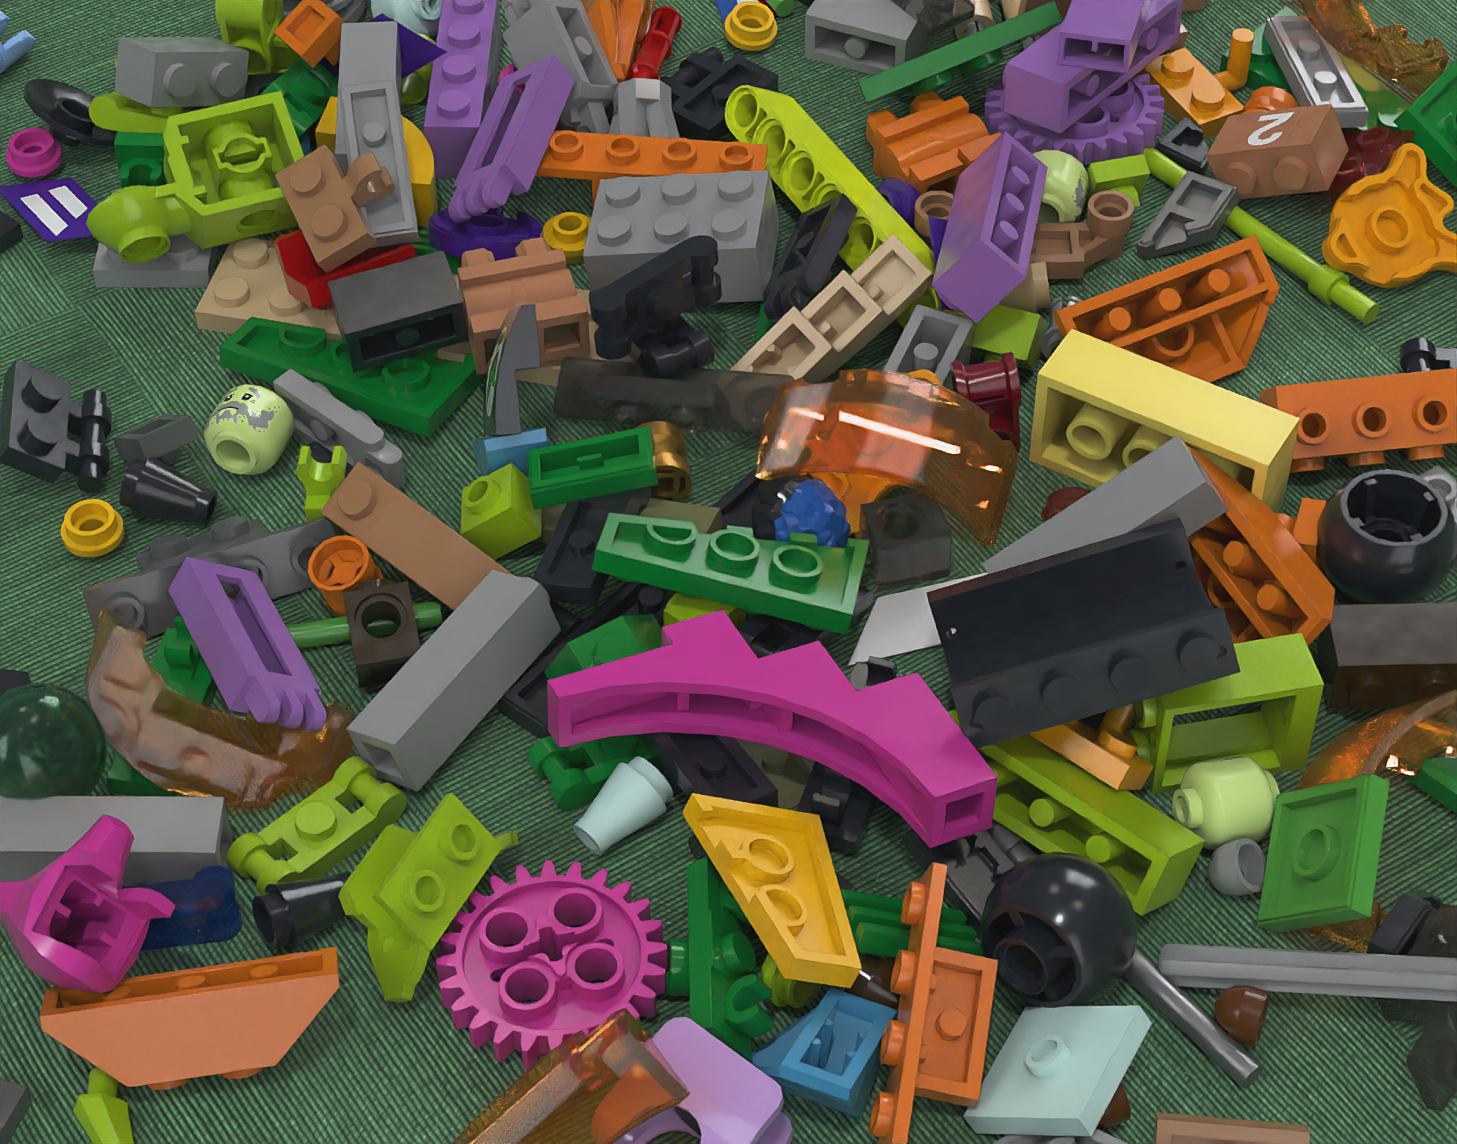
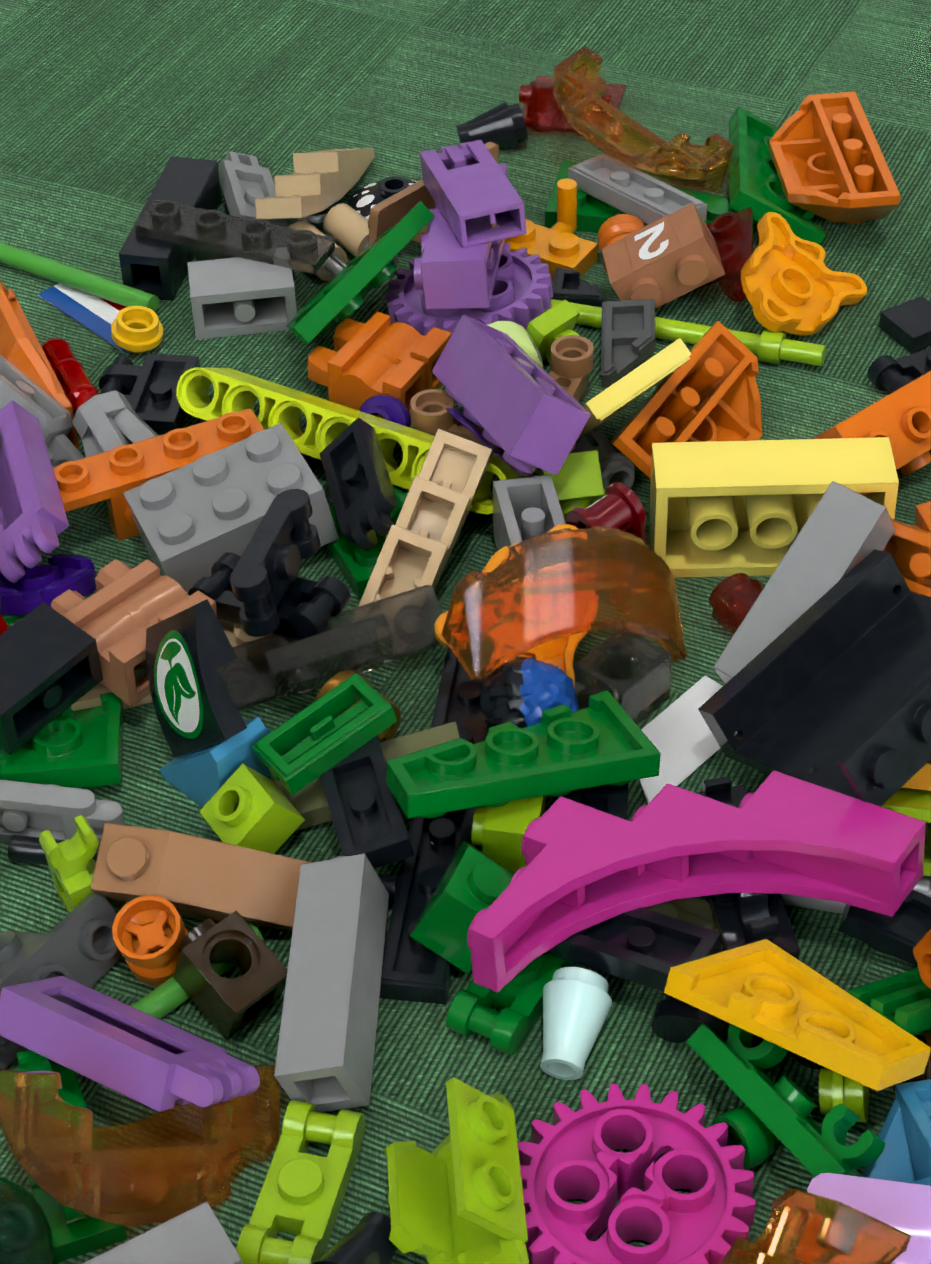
camera: 30 degrees left, 5 degrees down
(569, 233) = (114, 547): yellow plate -> none
(1103, 268) = (635, 384): none -> light yellow tile

